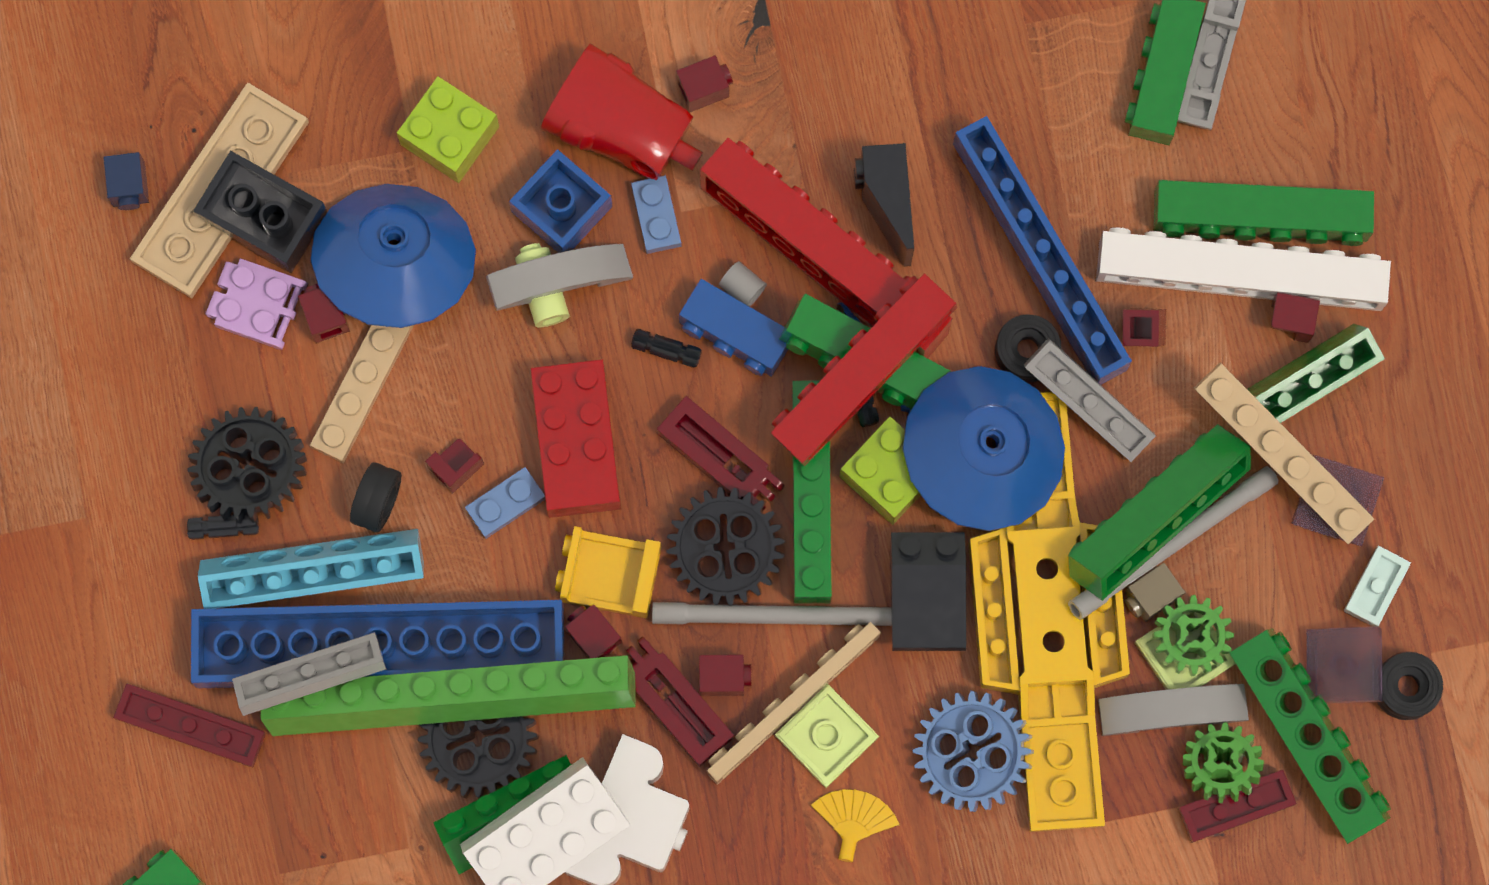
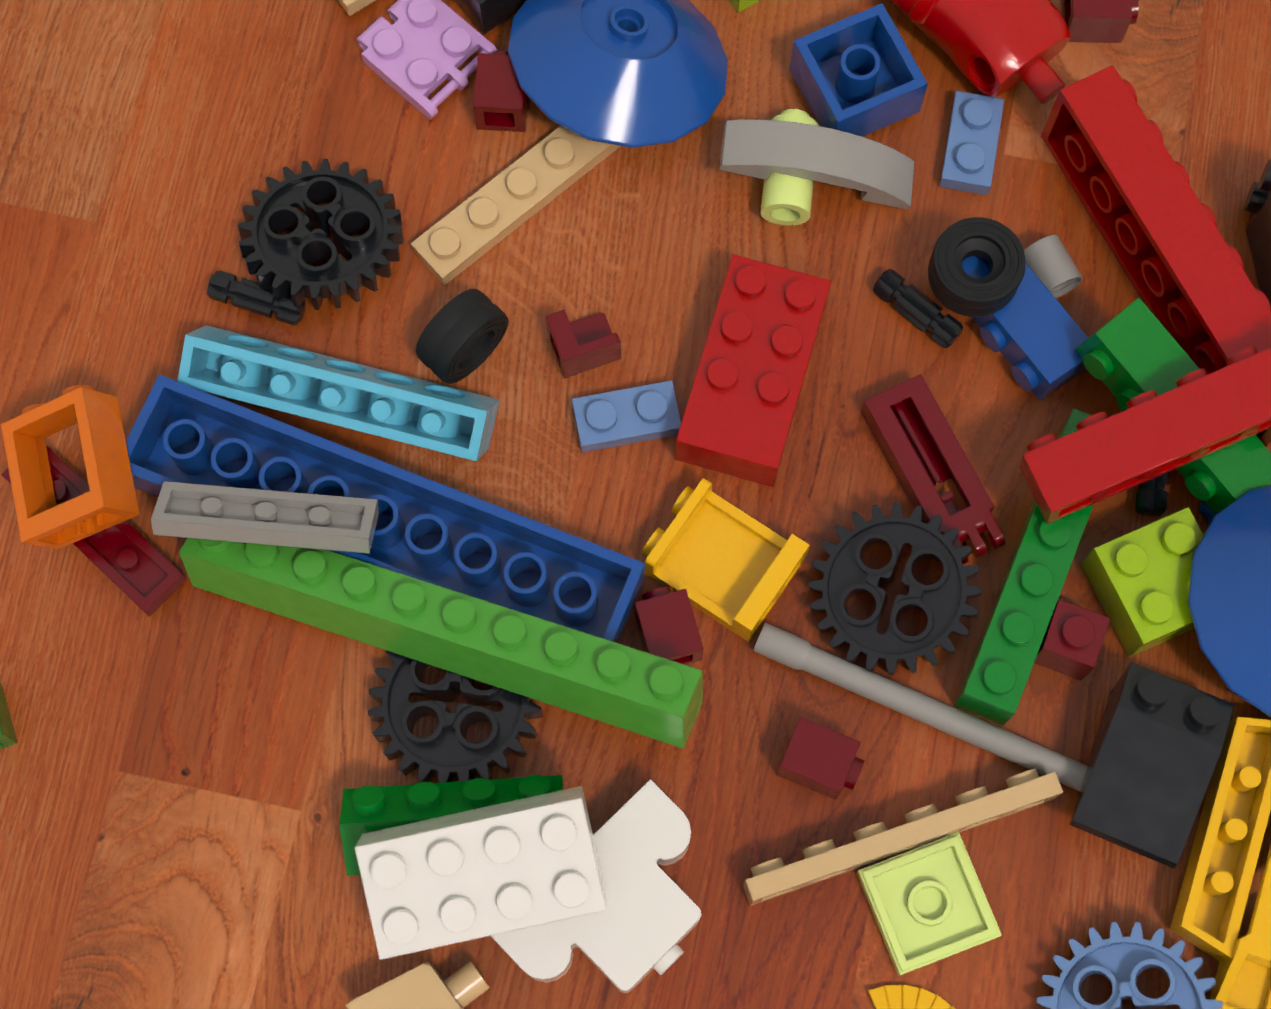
camera: 25 degrees right, 5 degrees down
(186, 678) = (106, 461): none -> orange window
(683, 712) = (747, 786): dark red hinge -> none
(693, 291) = (986, 240): none -> black tyre
(849, 532) = (1072, 640): none -> dark red brick

